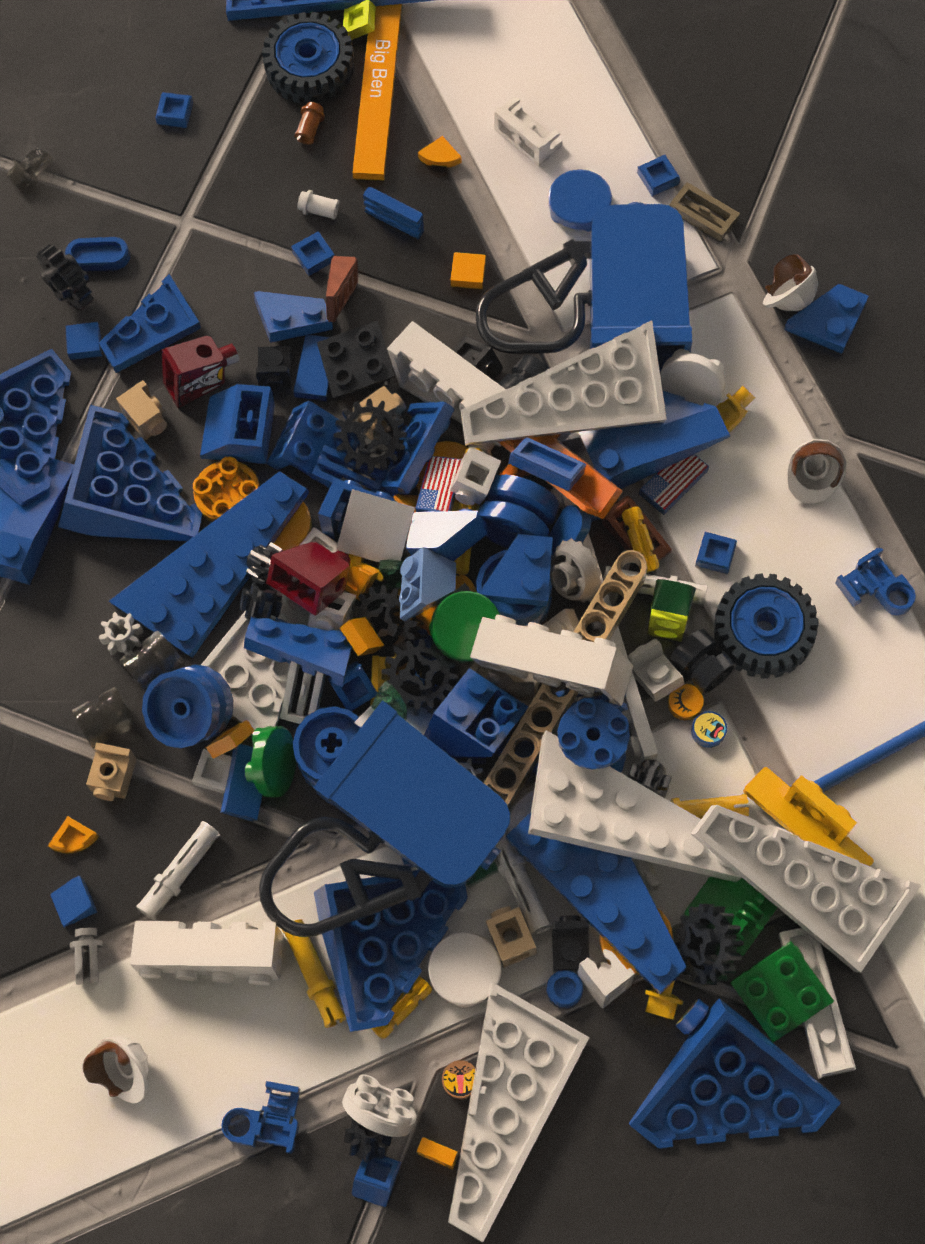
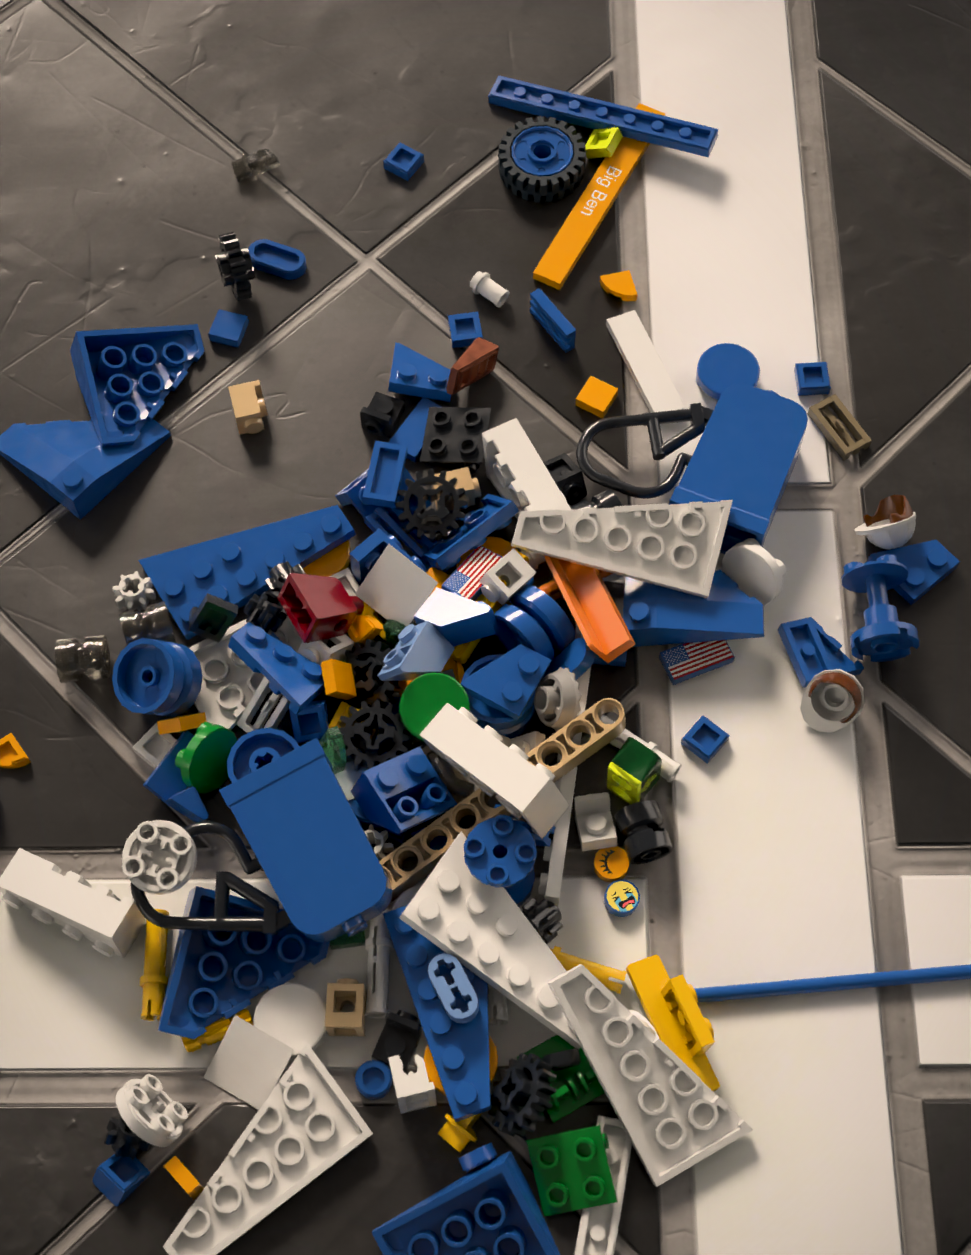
camera: 20 degrees right, 5 degrees down
(117, 783) = (73, 716): tan brick -> none
(121, 489) = (197, 465): blue slope -> none
(153, 326) = (294, 339): blue wing -> none
(179, 869) = (68, 828): white pin -> none
(195, 368) = (311, 387): dark red torso -> none
(213, 627) = (212, 618): none -> black bracket
(223, 486) = (286, 499): light orange tile -> none
(239, 424) = (326, 452): blue slope -> none
(274, 1122) = (55, 1082): blue piece -> none
(275, 812) = (189, 804): none -> blue slope
(281, 872) = (159, 857): none -> white tile
(311, 117) = (521, 210): dark orange pin -> none
(311, 424) = (385, 474): none -> blue tile
(445, 1024) = (248, 1063): none -> white sticker
(458, 1079) = (236, 1118): tile -> none
(498, 221) = (644, 363): none -> white tile
(525, 132) = (707, 294): white hinge -> none
(547, 463) = (576, 591): blue tile -> none
(600, 882) = (460, 984): none -> medium blue beam
(618, 529) = (638, 663): copper slope -> none
(640, 536) = (636, 697): yellow axle -> none
(729, 896) = (563, 1059): none -> black tile
(733, 408) = (781, 613): yellow piece -> none
(768, 601) = (715, 849): wheel -> none
(777, 431) = (814, 650): none -> blue wing
(834, 390) = (883, 634): none -> blue piece
(875, 576) = (842, 821): blue piece -> none

